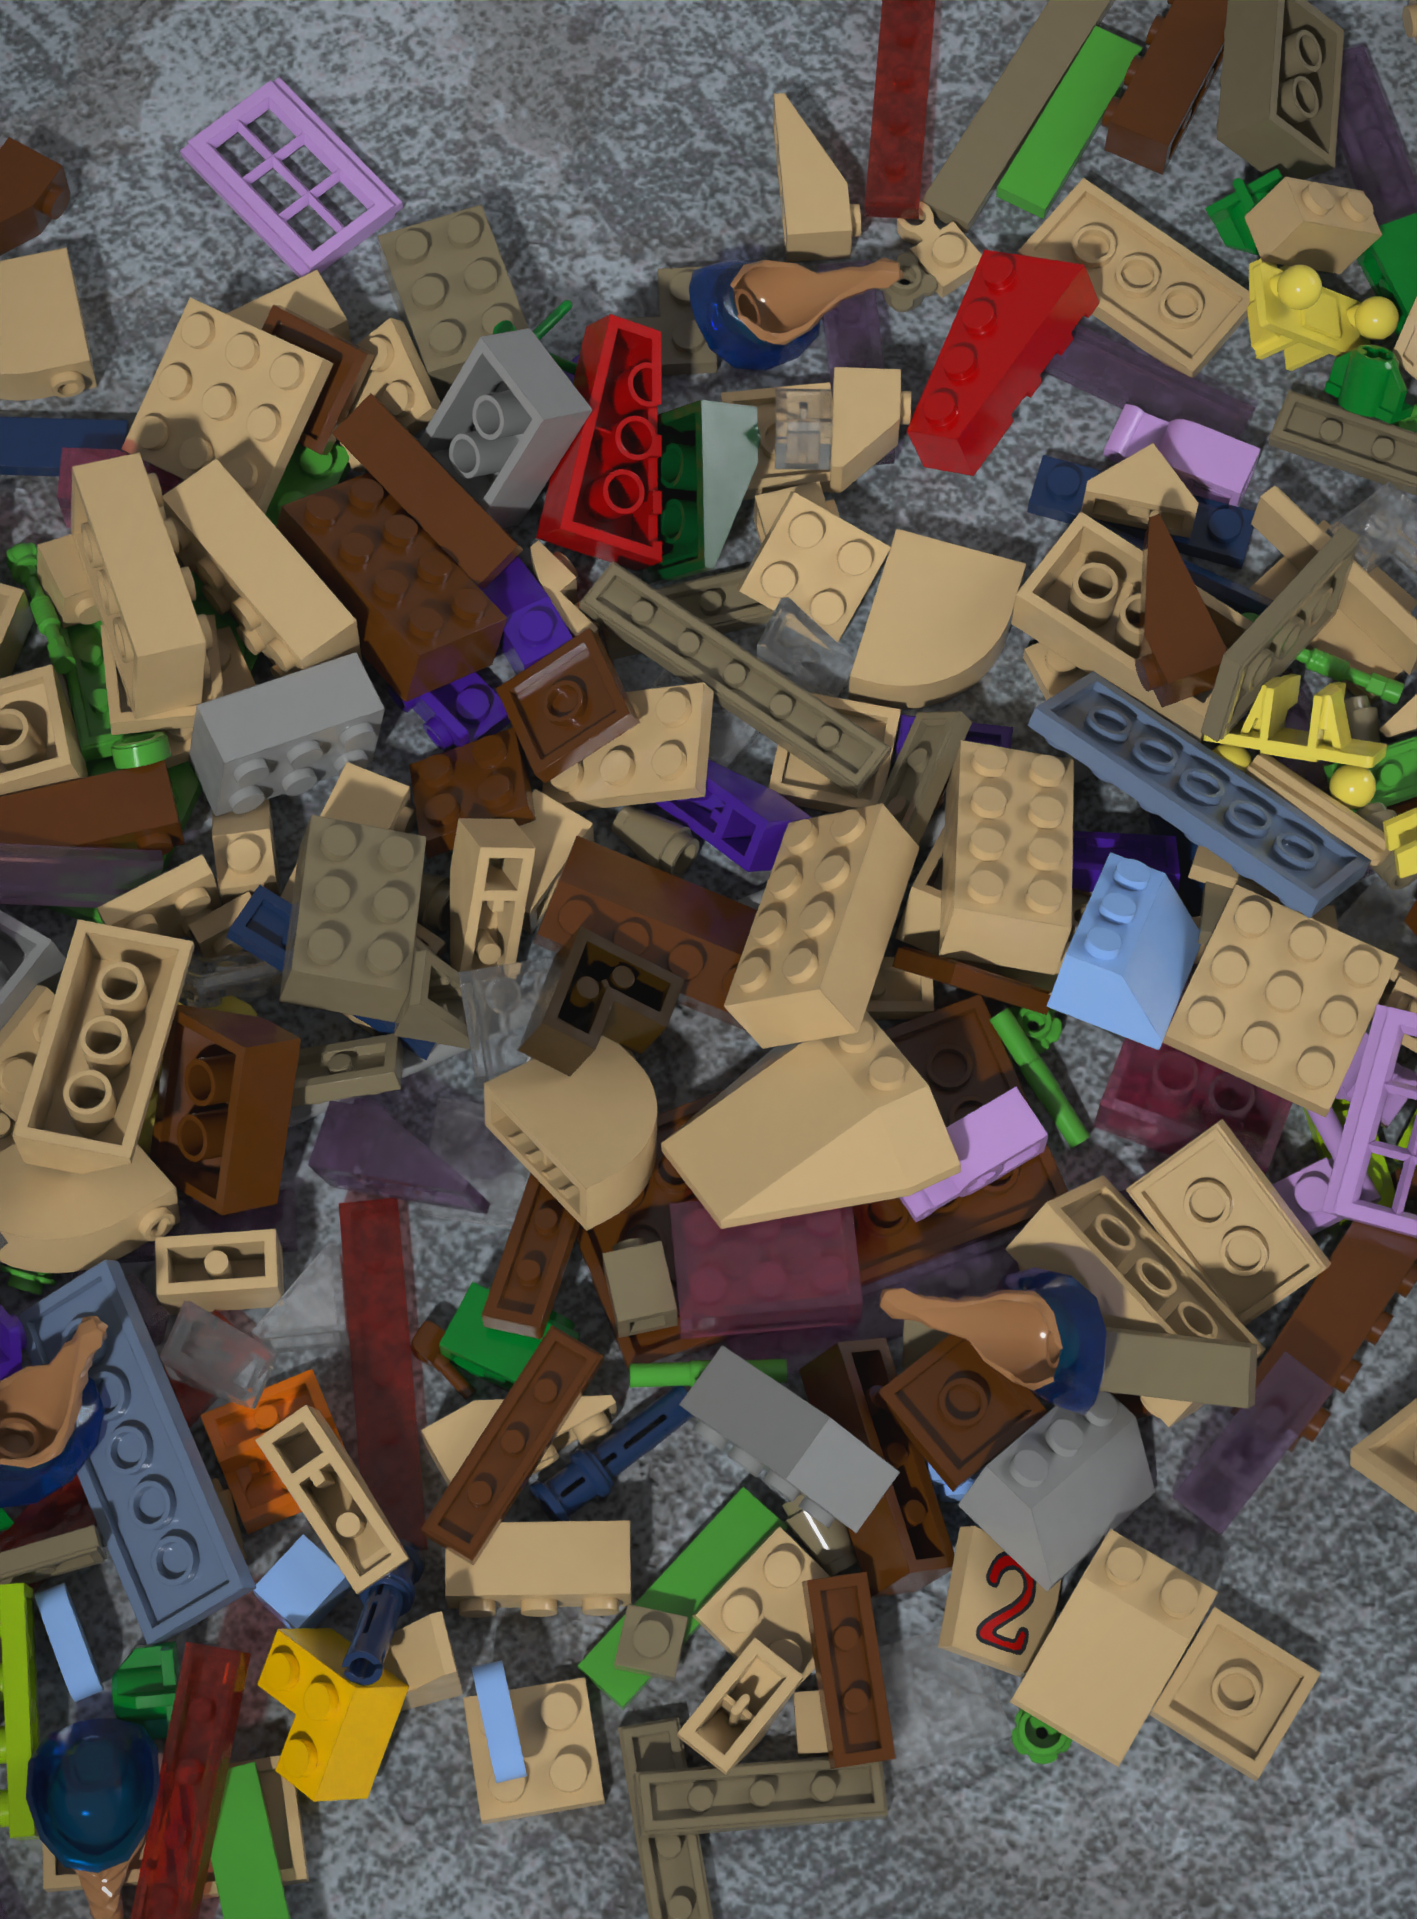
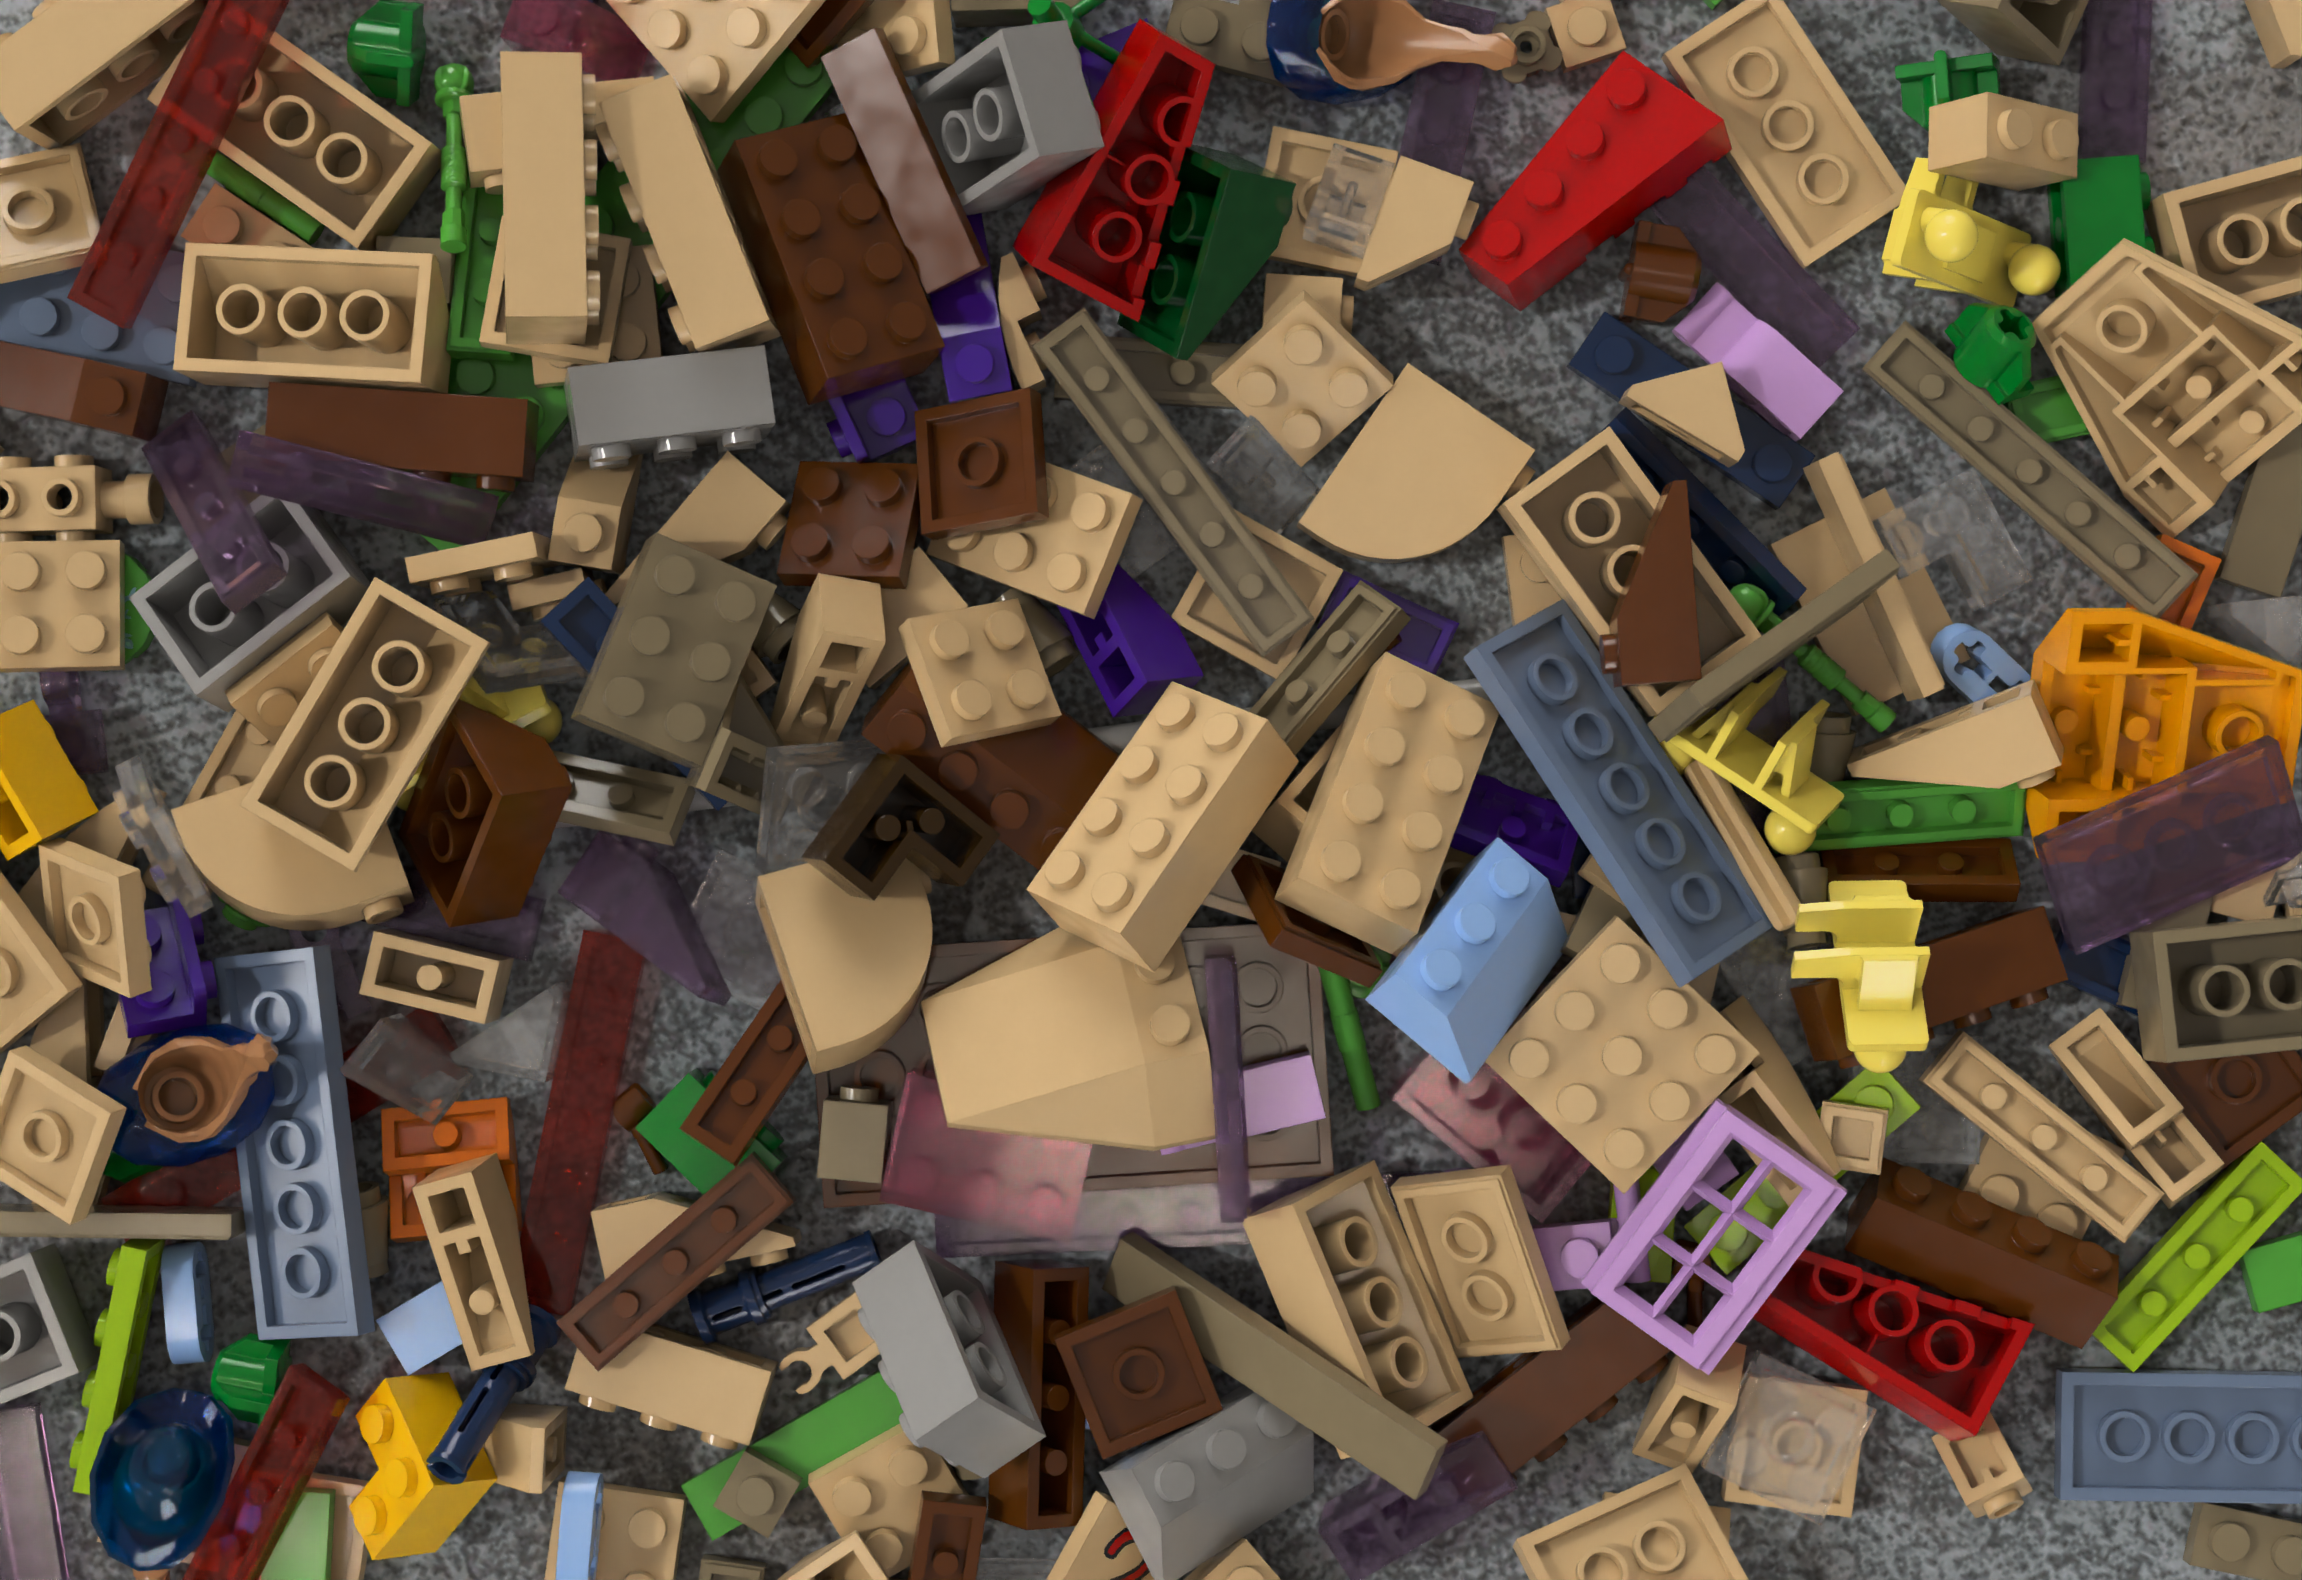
camera: 15 degrees right, 20 degrees up
(140, 750) = (506, 377): bright green tile -> none
(622, 861) = (979, 672): none -> tan plate
(686, 1373) = (895, 1235): bright green piece -> none
(686, 1484) = (838, 1343): none -> tan plate
(972, 1160) = (1228, 1088): none -> clear purple tile
(1032, 1329) = (1225, 1337): hat -> none
(1075, 410) = (1659, 274): none -> reddish brown piece

